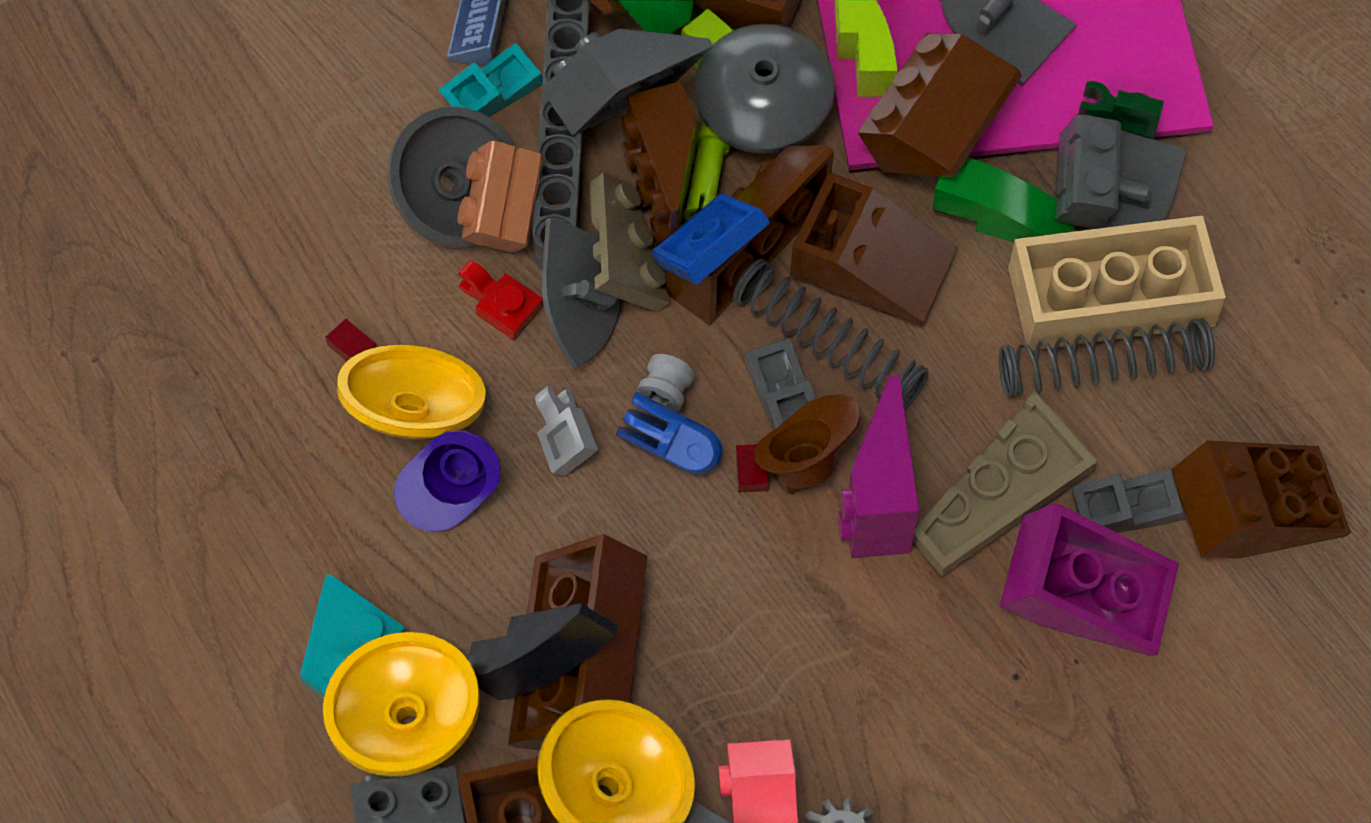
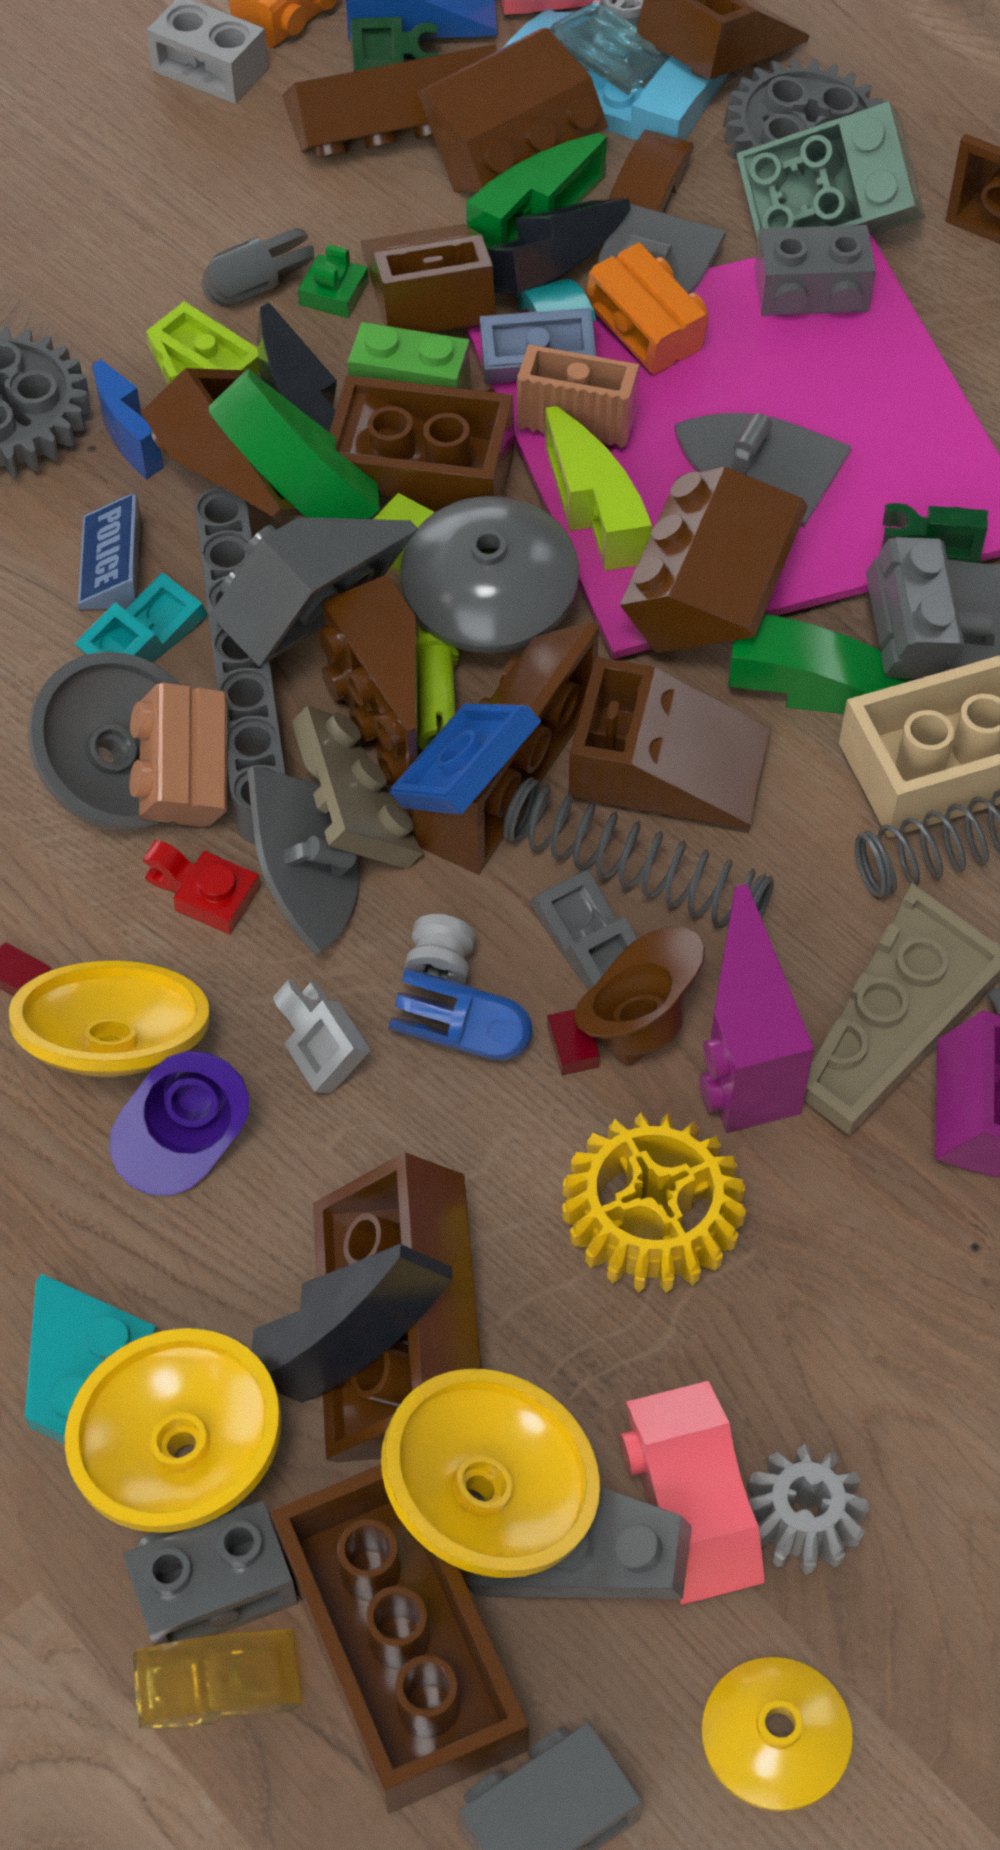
camera: 10 degrees left, 5 degrees down
(818, 587) = (669, 1171): none -> yellow gear

